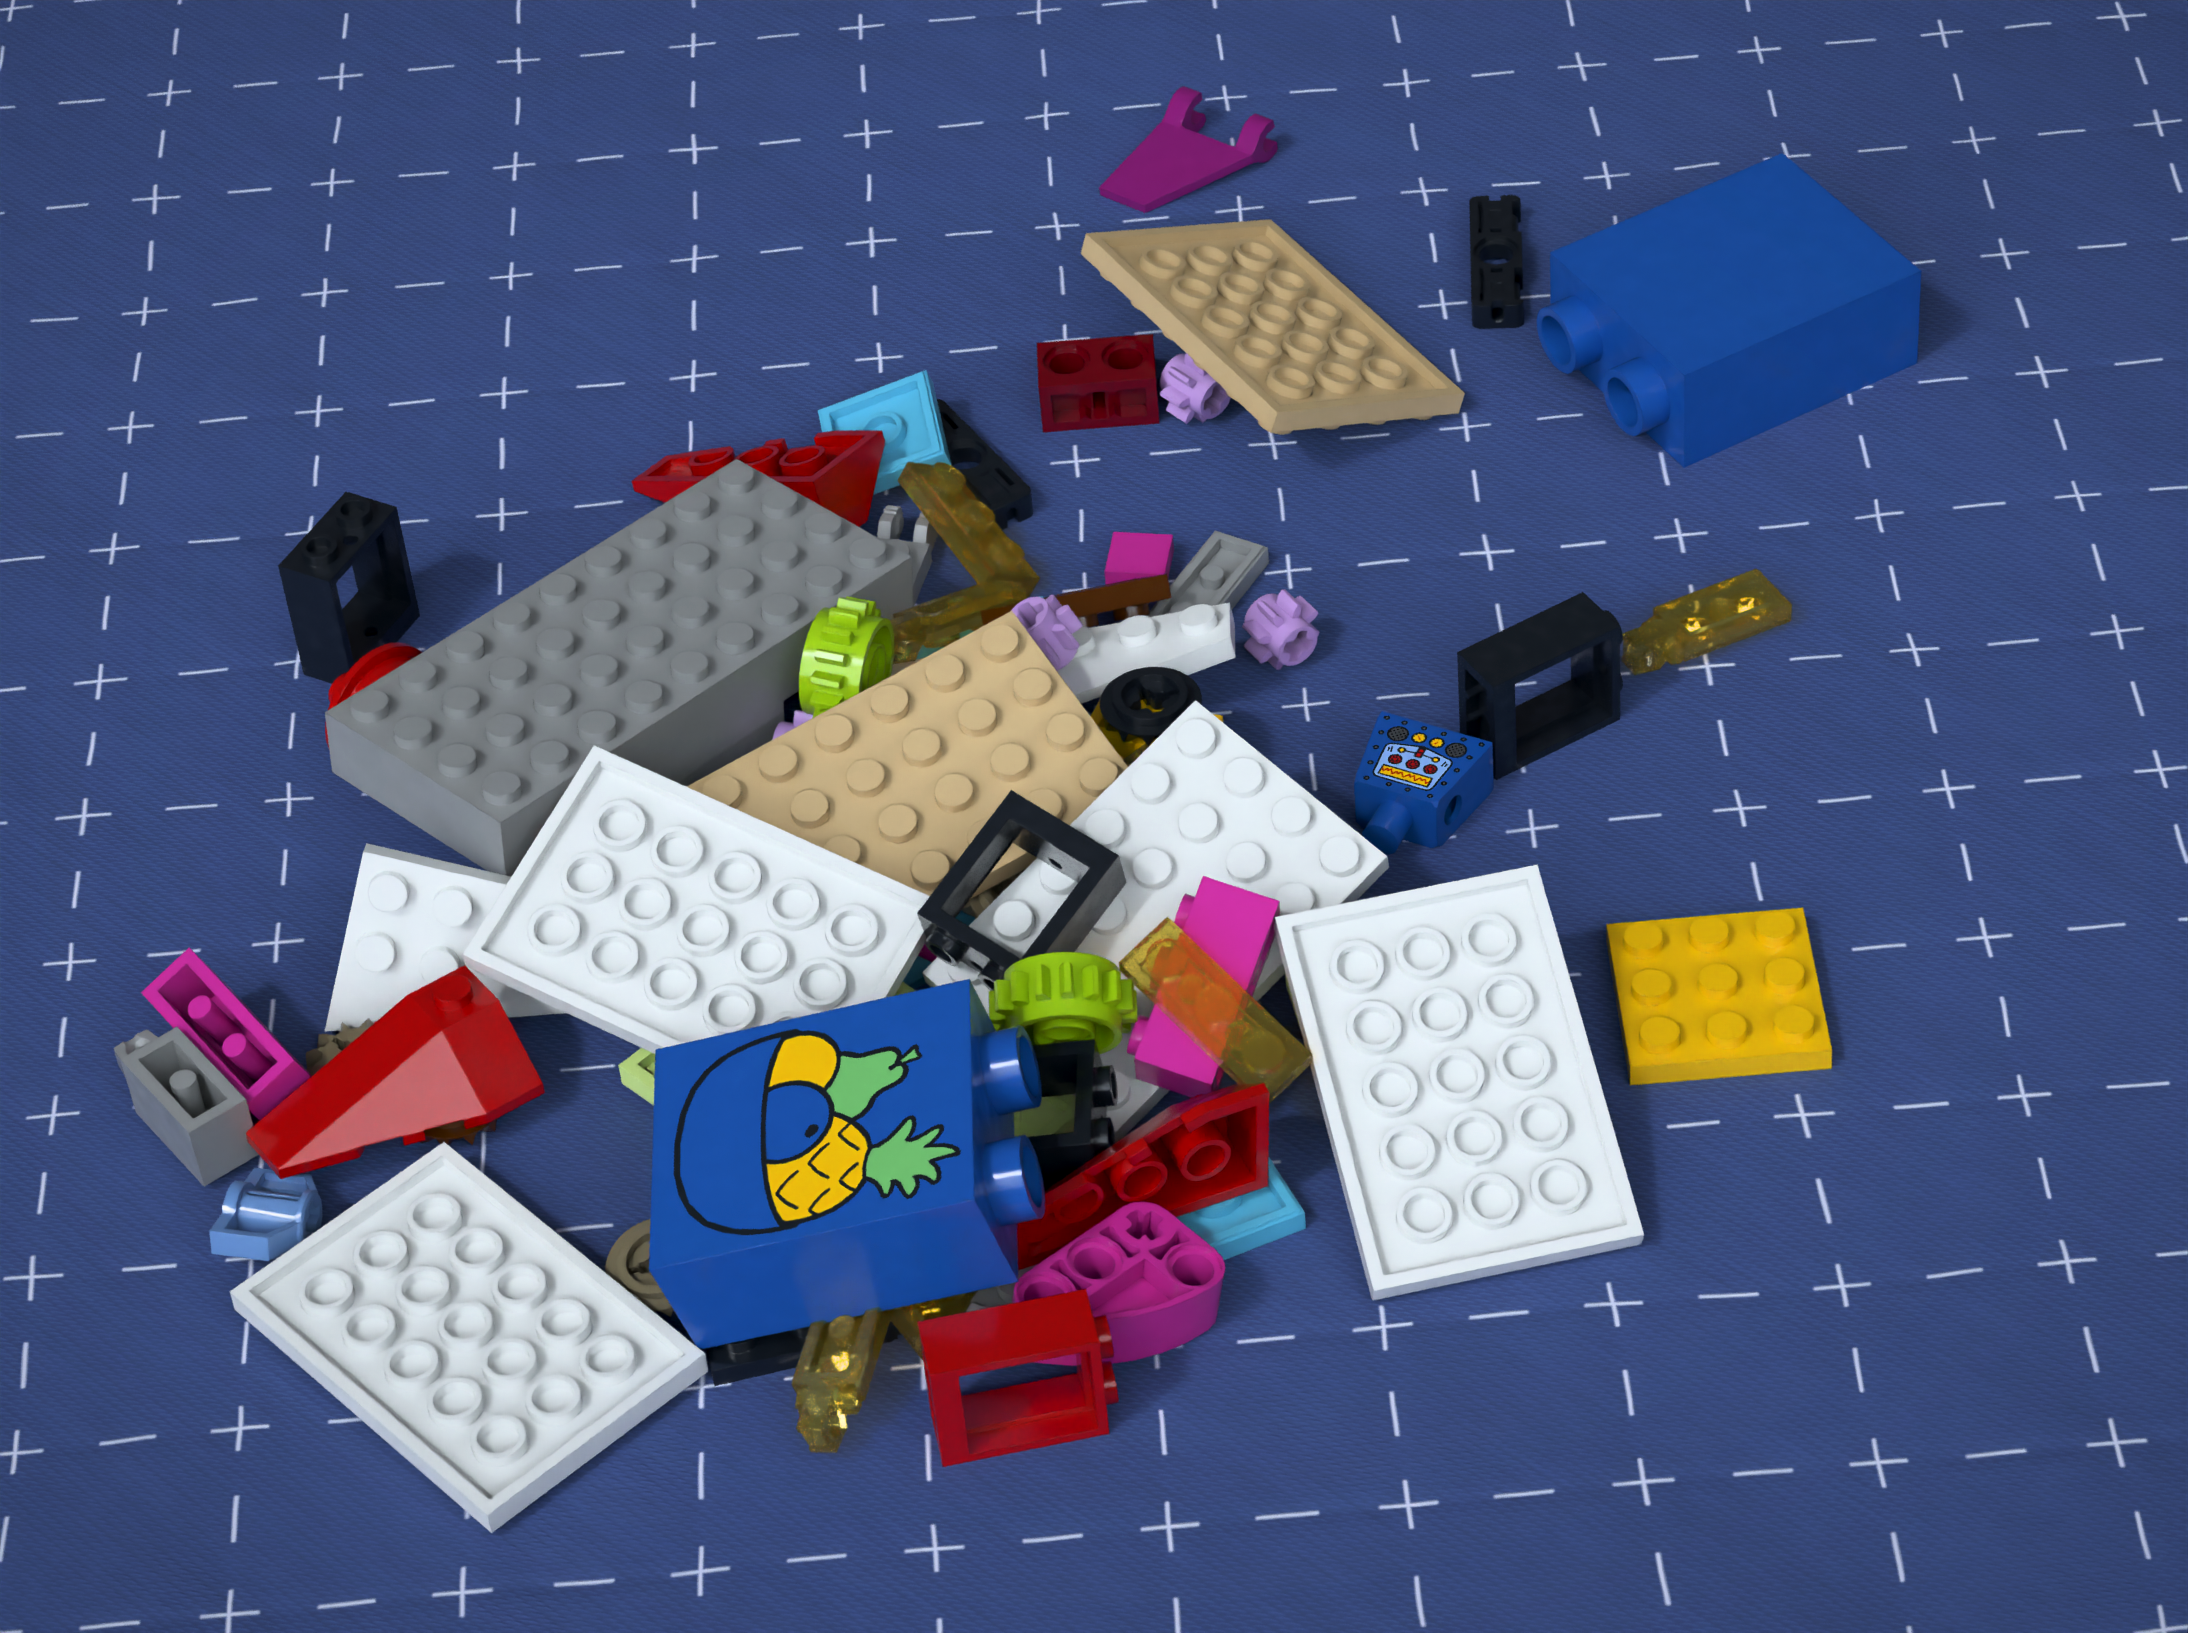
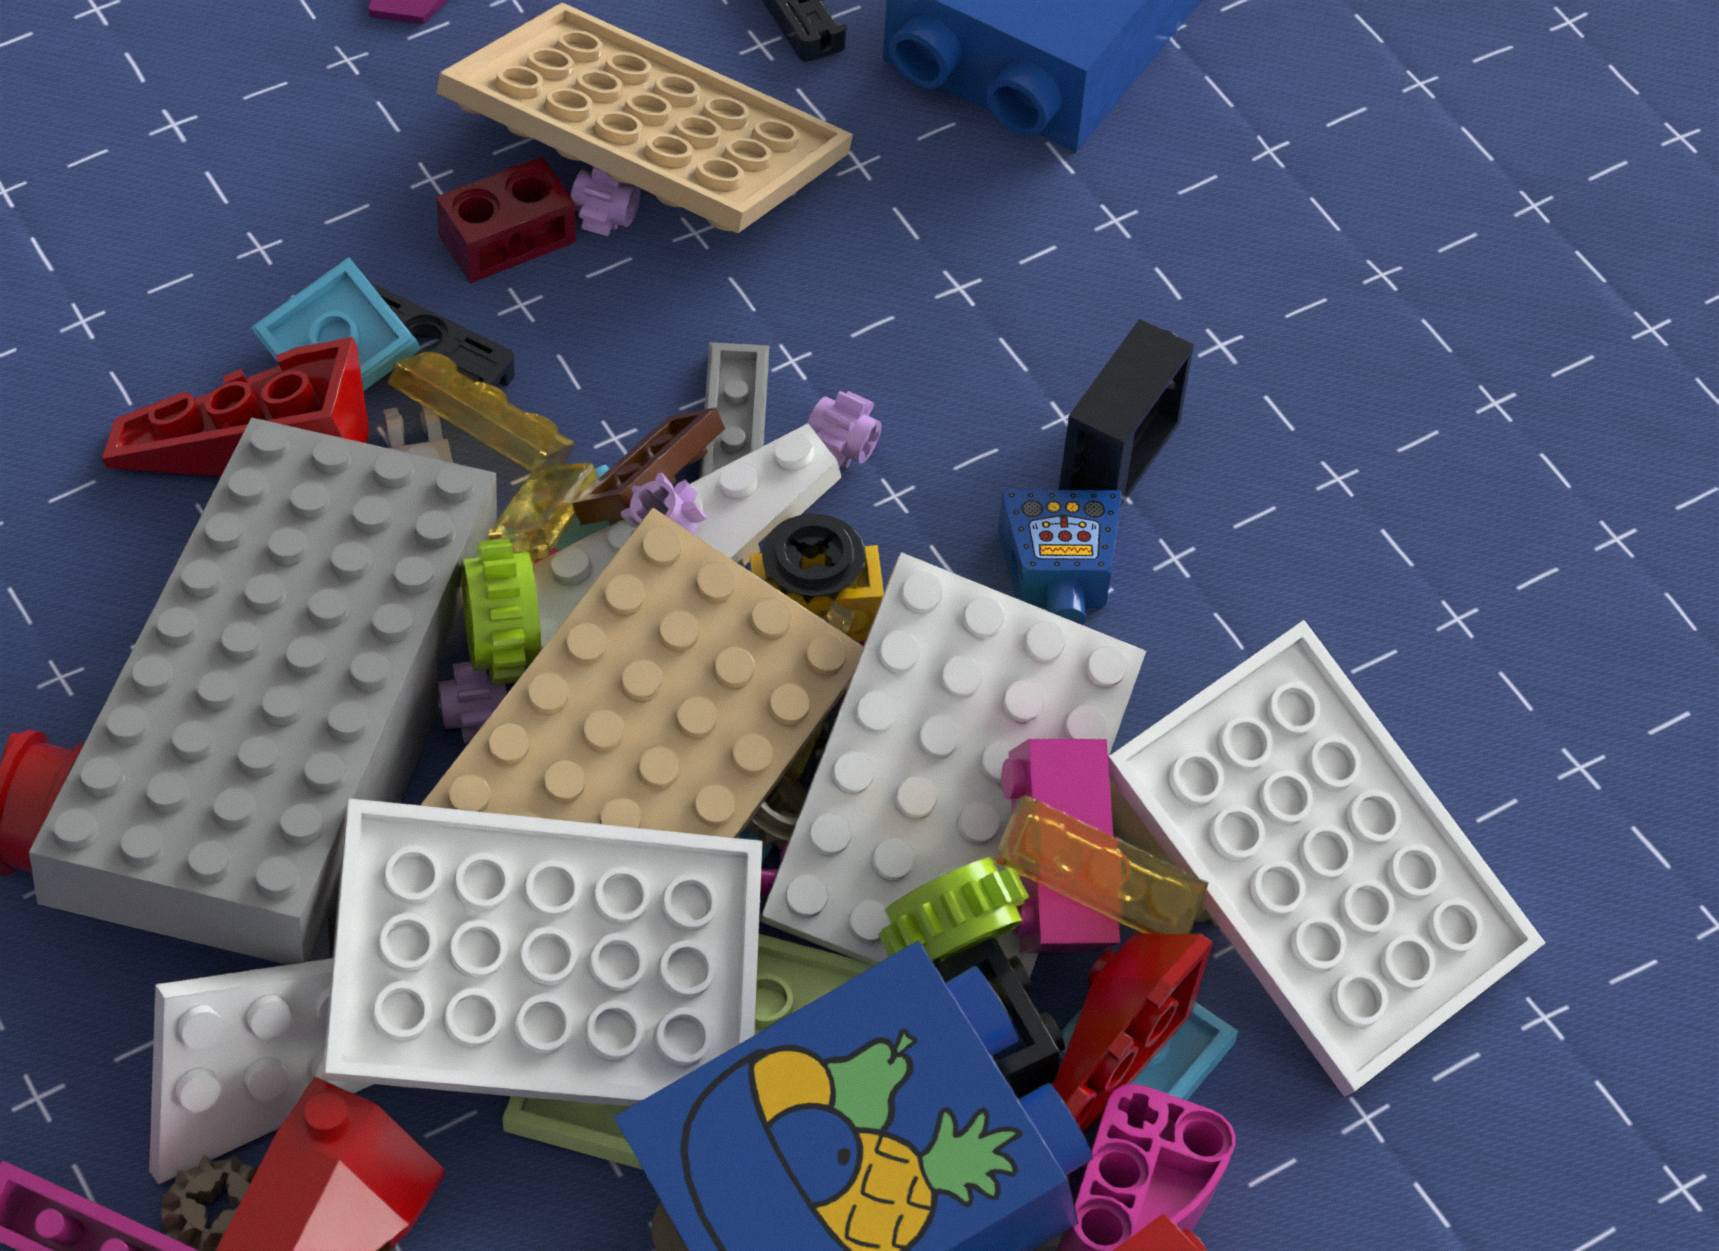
camera: 35 degrees left, 10 degrees up
(1051, 841) = (861, 750): black window -> none
(1138, 556) = (653, 393): dark pink tile -> none
(1705, 622) = (1213, 295): clear yellow hinge -> none
(1718, 996) = (1449, 674): yellow plate -> none

